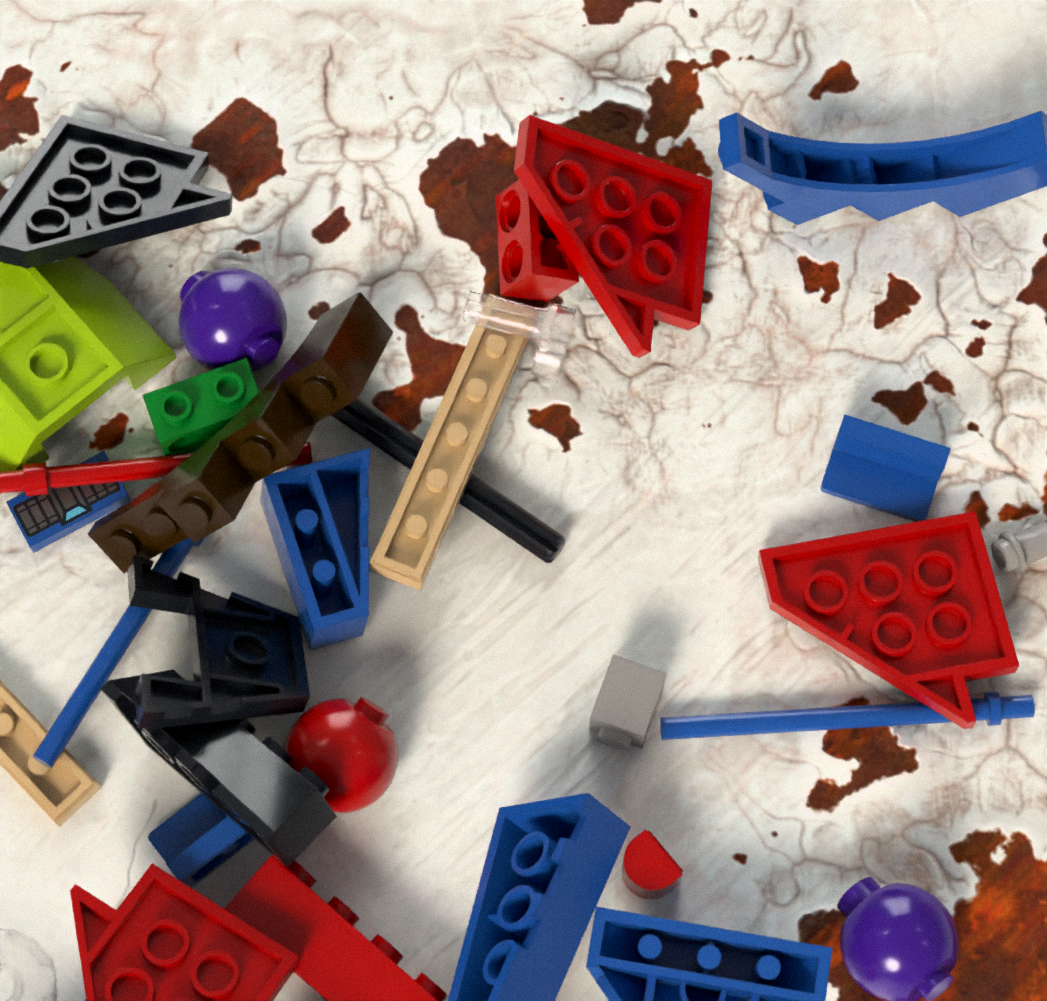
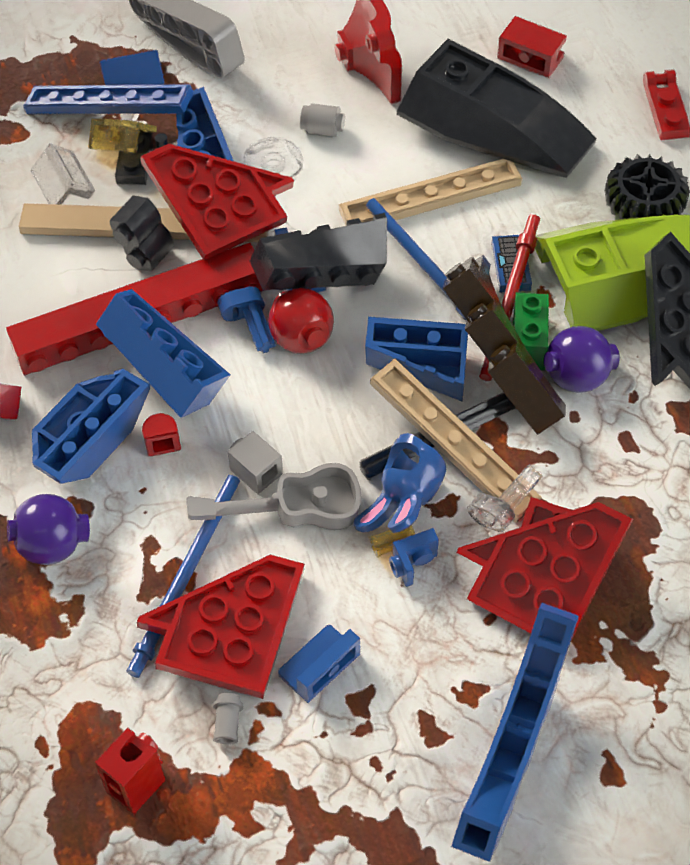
camera: 115 degrees right, 15 degrees down
(242, 655) = (373, 287): black wing -> none
(337, 860) = (248, 304): none -> blue piece
(560, 464) = (405, 486): none -> blue piece
(636, 582) = (321, 497): none -> light grey piece
(653, 457) = (384, 541): none -> clear yellow pin
(662, 416) = (413, 550): none -> blue bracket

